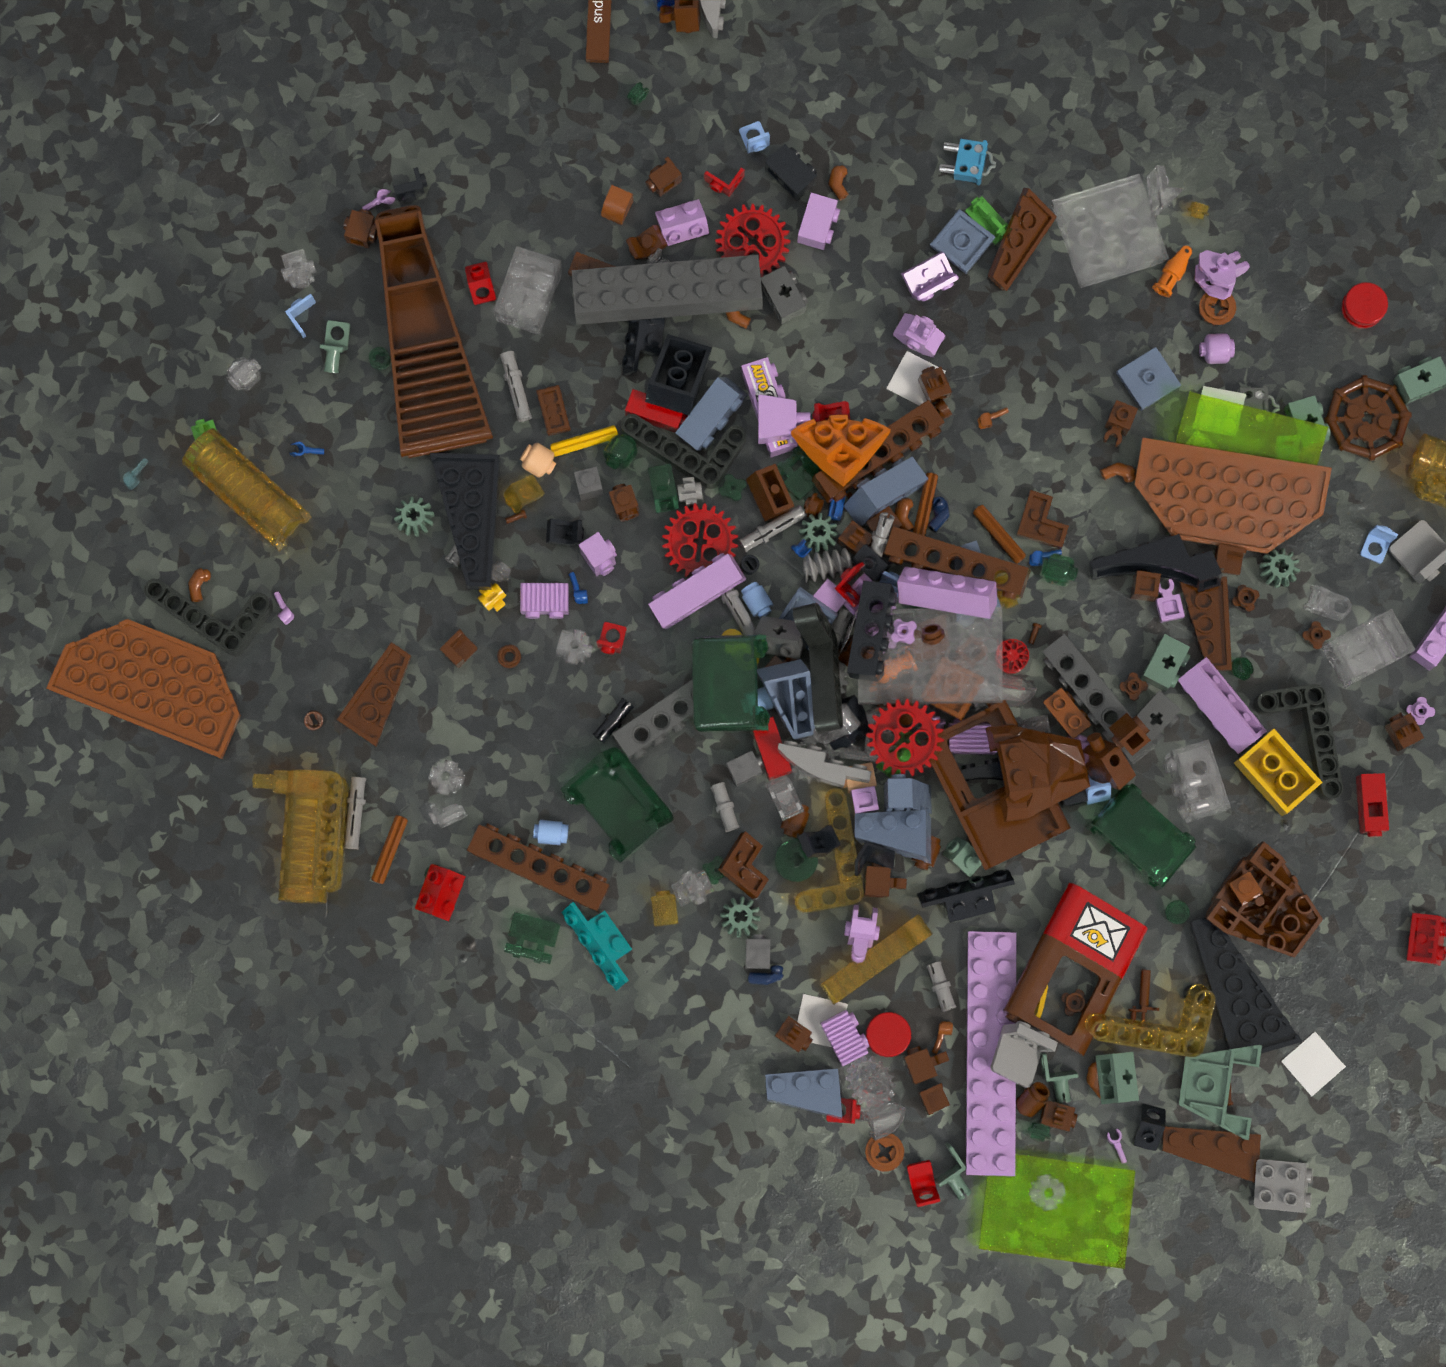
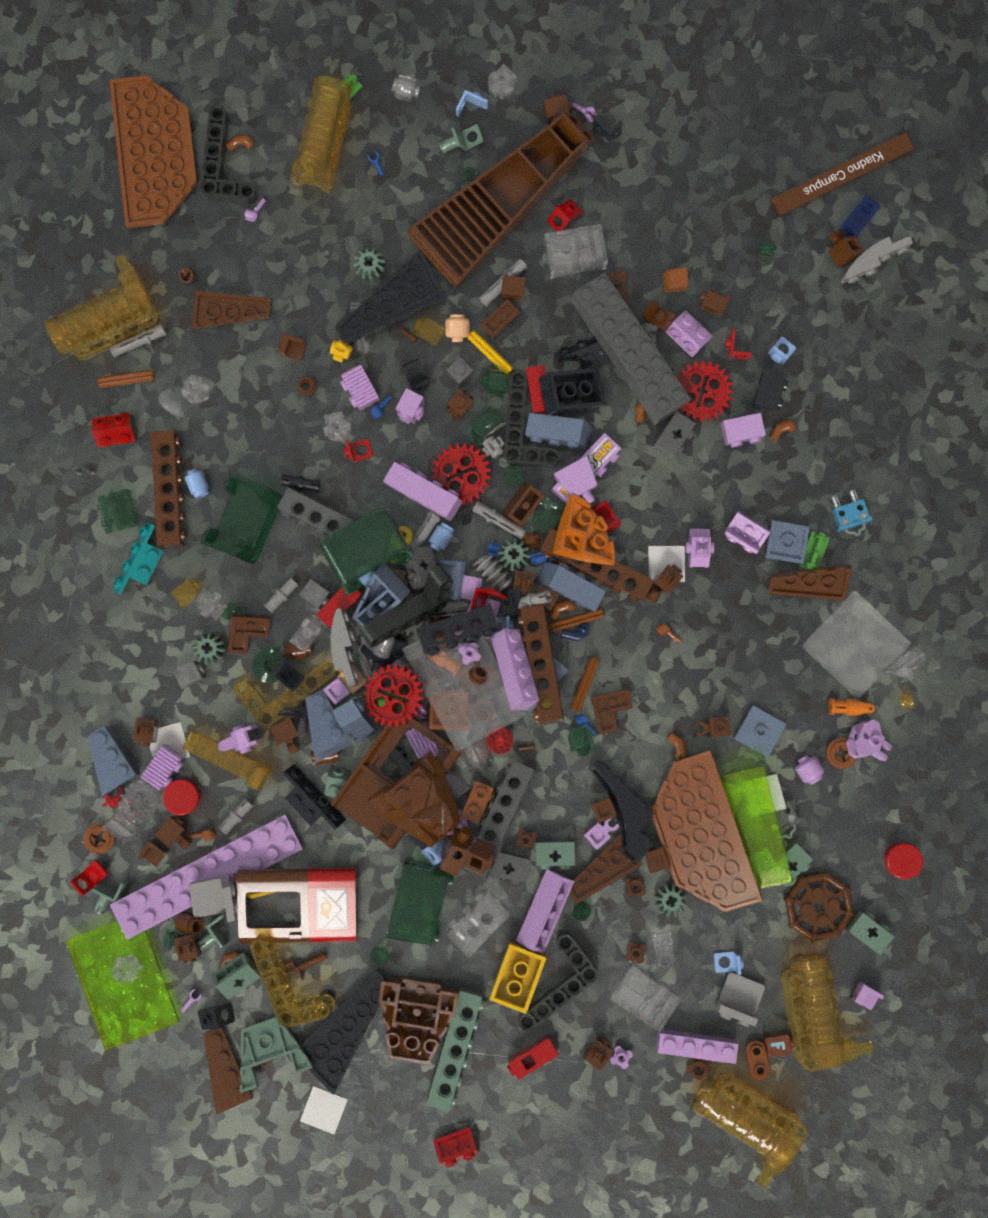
camera: 65 degrees right, 5 degrees up
(130, 477) = (288, 53): clear light blue hand -> none
(529, 377) = (513, 288): none -> reddish brown panel
(767, 978) = (176, 691): dark blue arm -> none
(1068, 998) = (269, 916): reddish brown plate -> none
(1245, 888) = (419, 997): dark orange plate -> none
(1282, 1185) = (222, 1134): light grey bracket -> none
(1324, 897) = (445, 1099): none -> sand green brick

